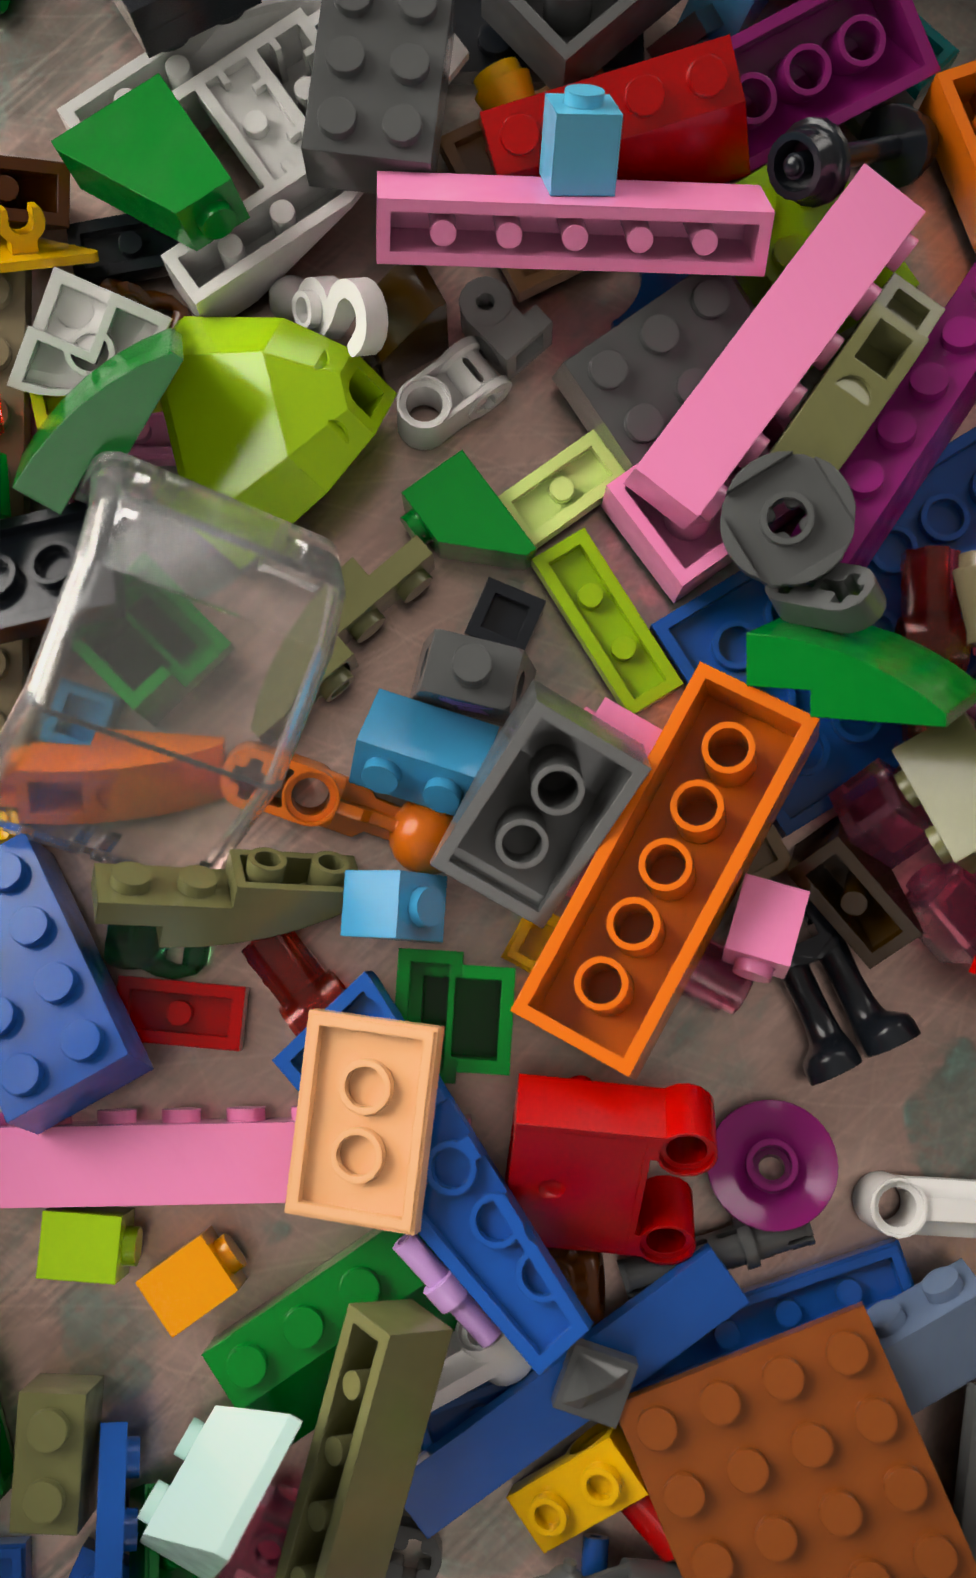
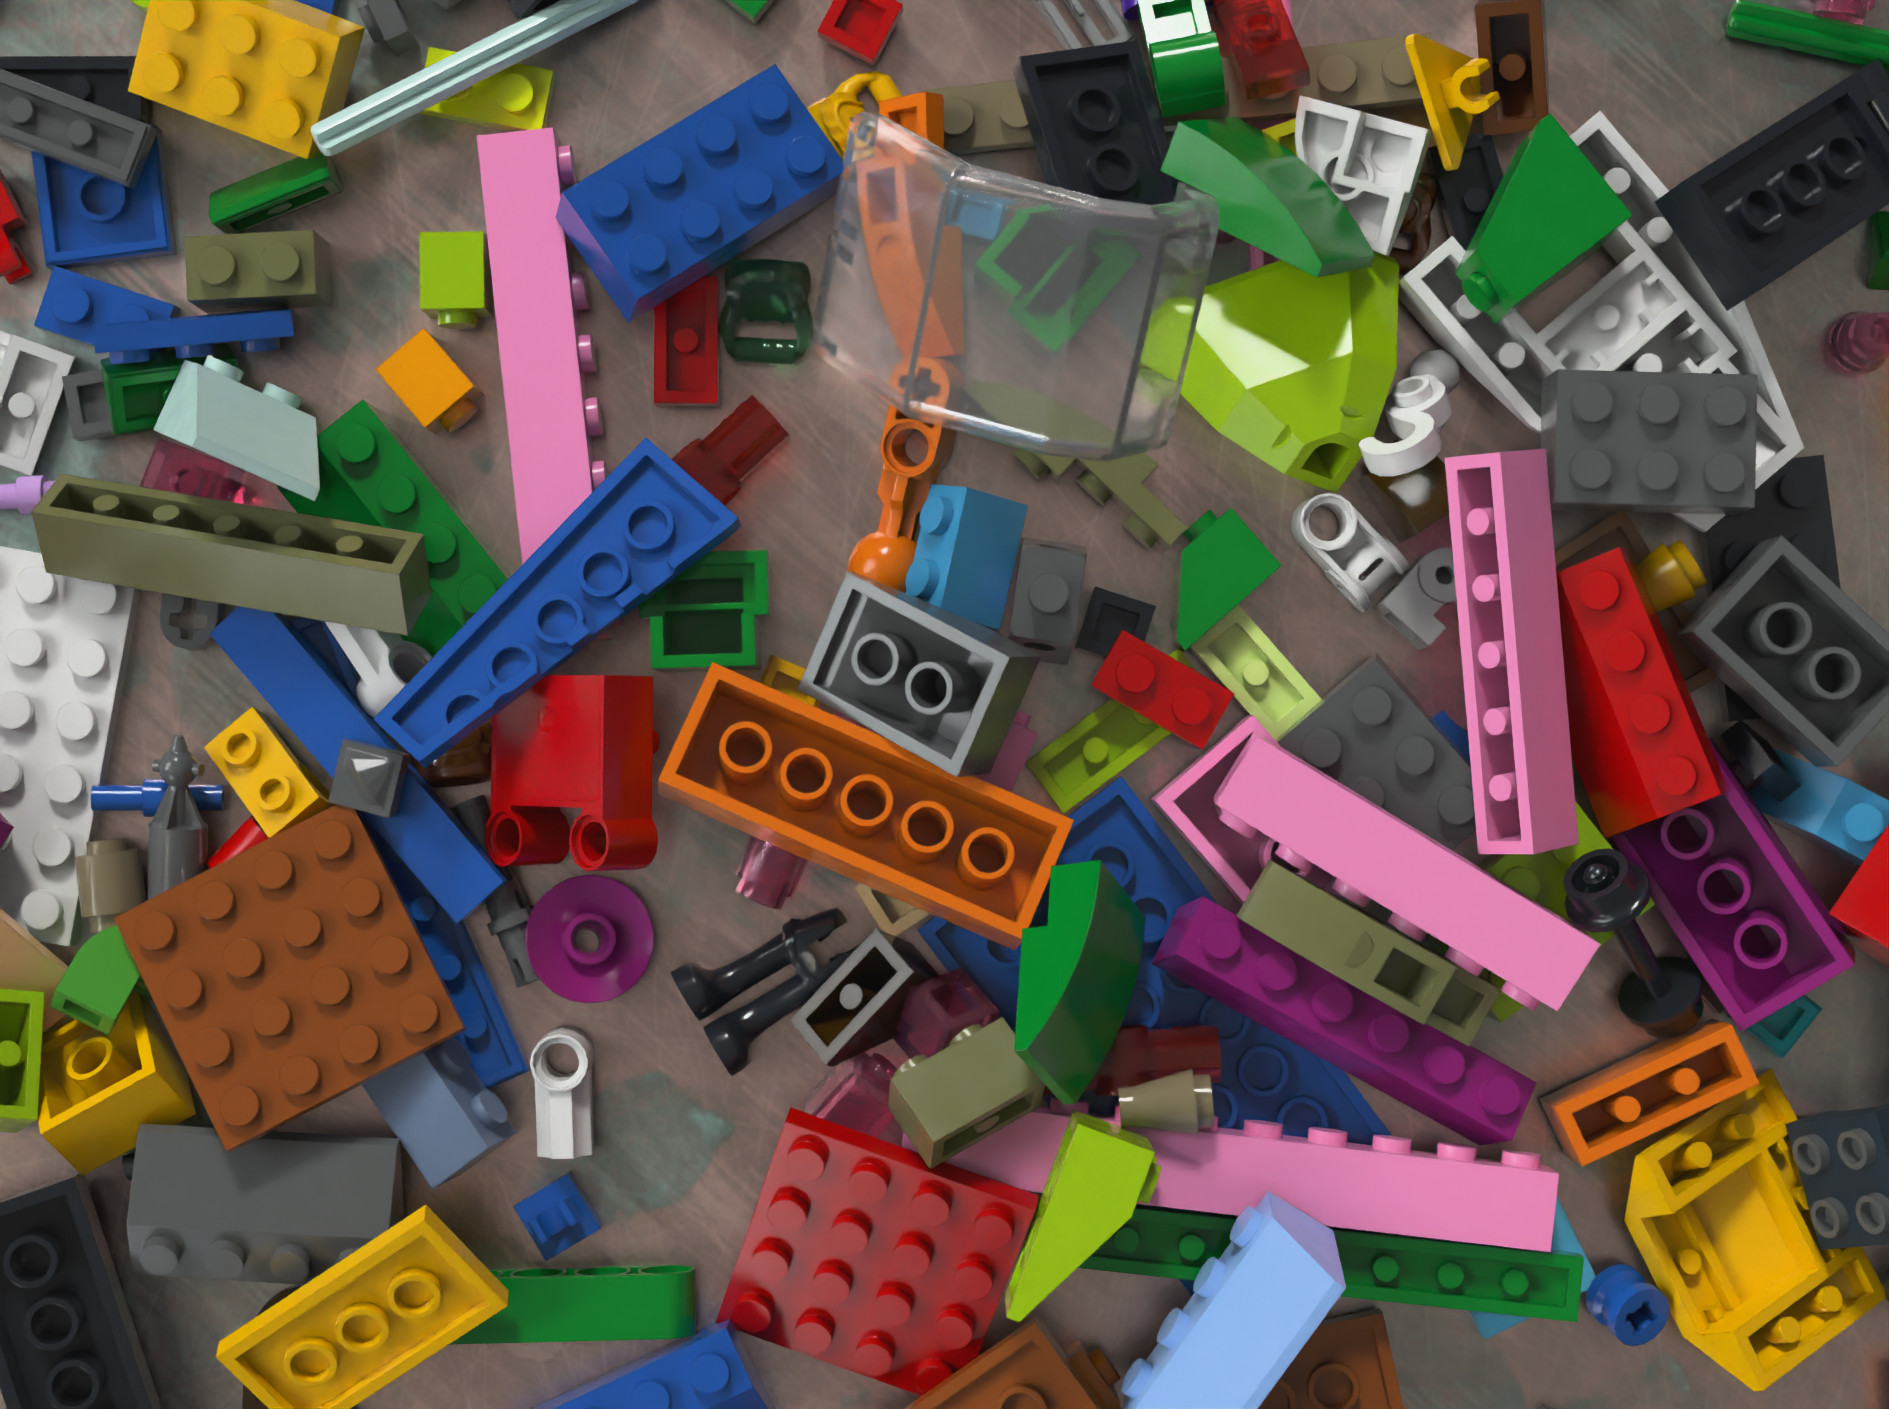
camera: 90 degrees right, 5 degrees up
(249, 900) = (800, 395): olive slope -> none
(364, 1120) = (596, 532): light nougat tile -> none
(394, 905) = (806, 541): dark azure slope -> none
(445, 1290) = (444, 624): lavender bar -> none
(571, 576) = (1162, 689): none -> red plate
(580, 142) = (1585, 651): medium azure brick -> none
(764, 929) = (817, 908): bright pink brick -> none
(796, 482) = (1225, 854): dark grey plate -> none
(821, 606) = (1161, 943): dark grey beam -> none

